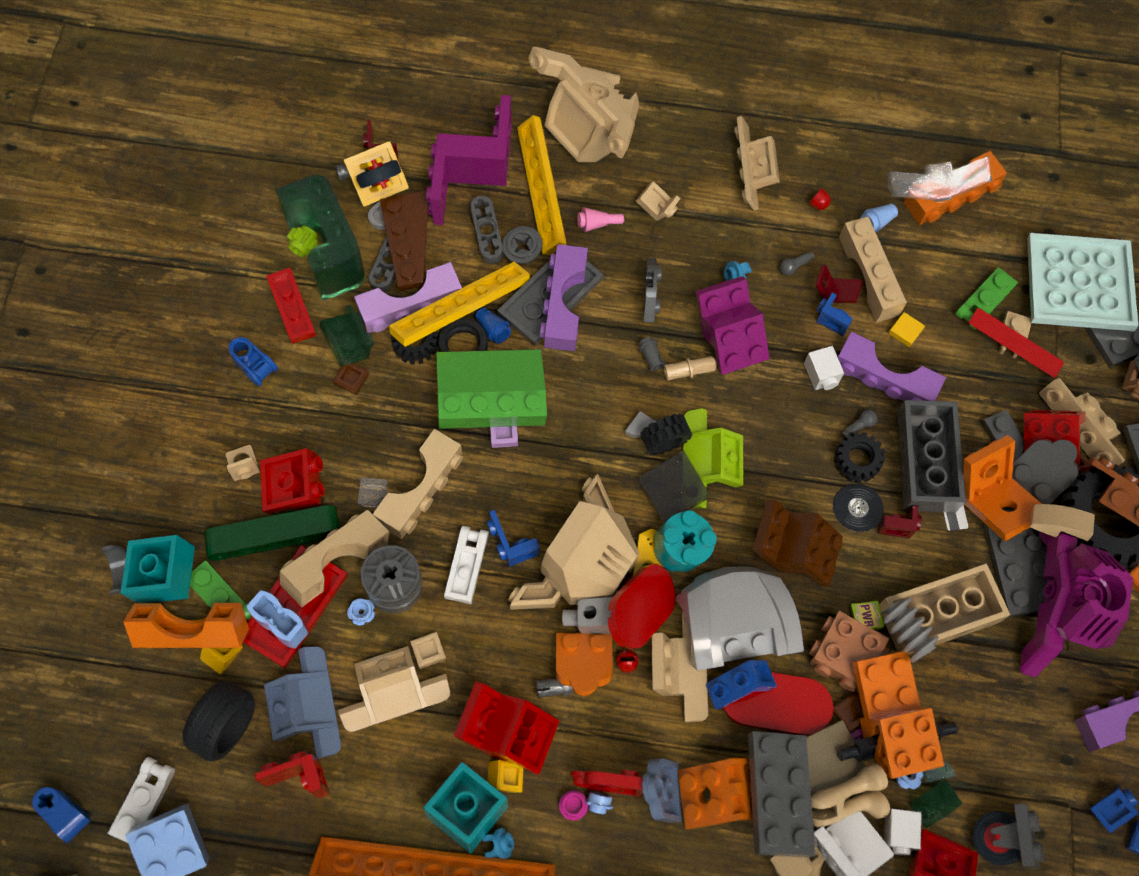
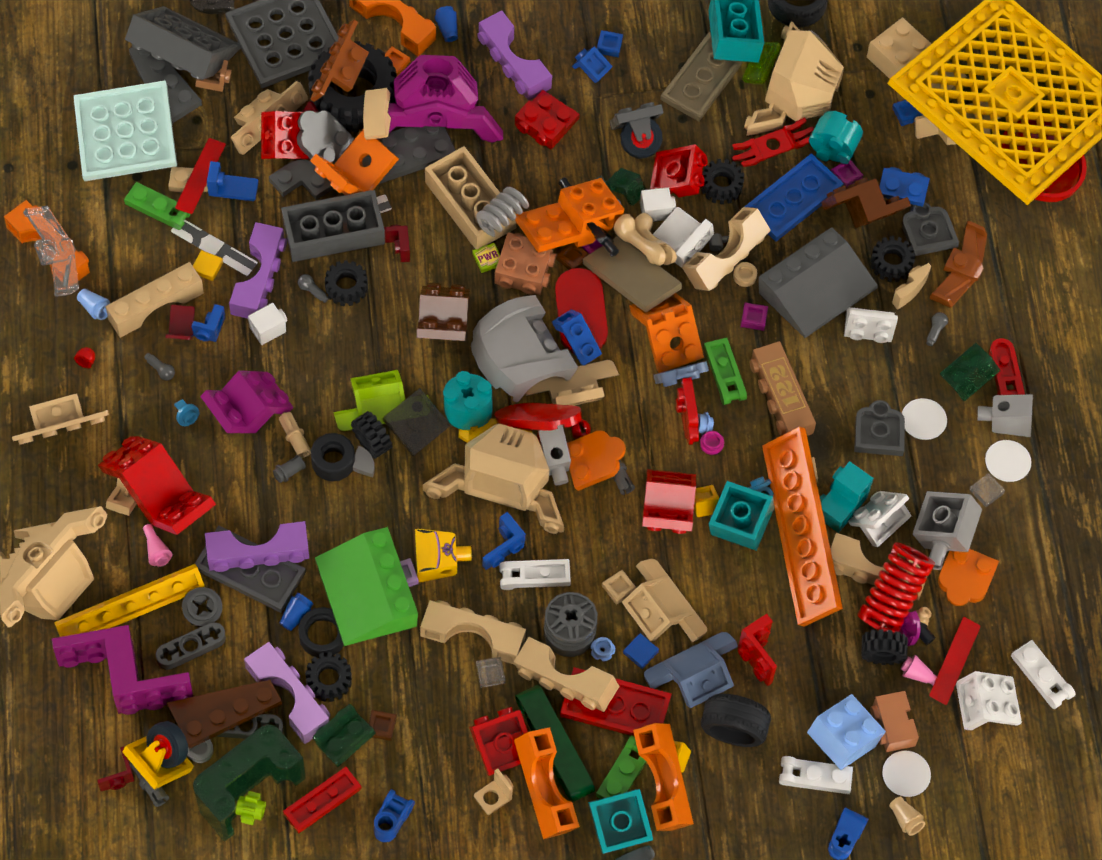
camera: 105 degrees left, 5 degrees down
(222, 505) = (553, 811): none -> orange arch
(279, 620) = (637, 698): light blue brick -> none
(347, 652) = (640, 651): none -> blue tile
(458, 304) = (287, 637): yellow plate -> none
(515, 470) = (438, 554): none -> yellow torso
(652, 276) = (229, 475): dark grey plate -> none
(655, 220) = (156, 484): none -> red bracket
(656, 381) = (330, 443): none -> black tyre
(662, 849) = (725, 370): none -> bright green plate
(781, 795) = (662, 282): dark grey plate -> none
(858, 507) = (390, 279): black sticker -> none
(929, 343) = (216, 247): none -> sticker
(1001, 367) = (230, 186): none -> blue bracket
(1043, 731) = (546, 119): none -> red plate

